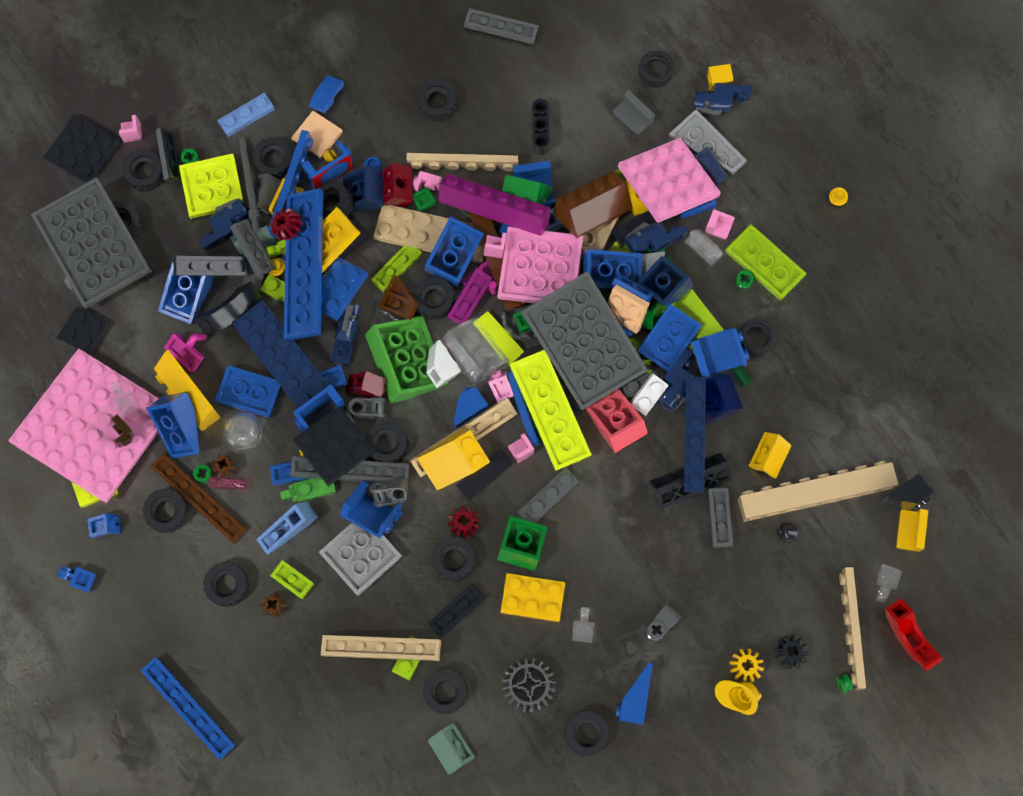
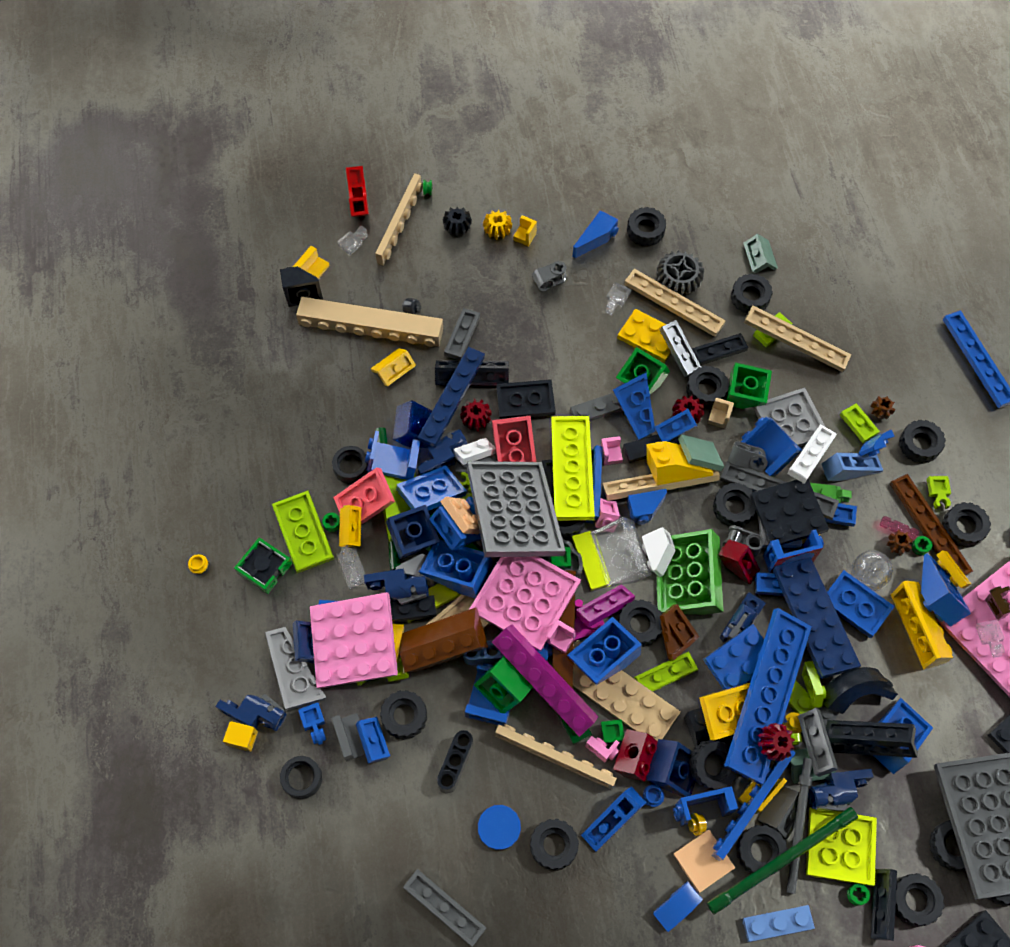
camera: 160 degrees left, 10 degrees down
(169, 453) = (957, 576): none -> yellow plate
(184, 350) = (913, 668): dark pink plate -> none
(199, 538) = (940, 489): none -> lime plate
(263, 292) = (812, 682): none -> lime plate
(272, 555) = (876, 443): none -> blue slope
(290, 108) = (725, 898): none -> dark green piece
(329, 513) = (812, 454): none -> white tile
(396, 136) = (613, 818): none -> blue slope
(412, 568) = (748, 386): none -> green slope
(431, 532) = (720, 413): none -> tan panel
(435, 475) = (700, 452): none -> sand green tile
(468, 492) = (676, 426): none -> blue plate
(485, 96) = (499, 827): none -> blue tile
(495, 586) = (680, 348): none -> plate
(515, 502) = (636, 404): none -> blue wing
(522, 646) = (674, 302): none -> tan plate
(592, 158) = (394, 701): none -> black tyre
(614, 116) = (372, 740): none -> blue plate
(625, 471) = (526, 399): none -> black plate
(663, 440) = (479, 408): none -> dark red gear
(671, 114) = (311, 719): none -> blue plate
(712, 669) = (526, 231): none -> yellow panel
(719, 224) = (327, 583): bright pink panel -> none
(723, 274) = (350, 526): none -> yellow panel
(724, 302) = (369, 493): none -> coral plate
(738, 696) = (511, 204): yellow piece -> none
(780, 214) = (263, 565): none -> piece

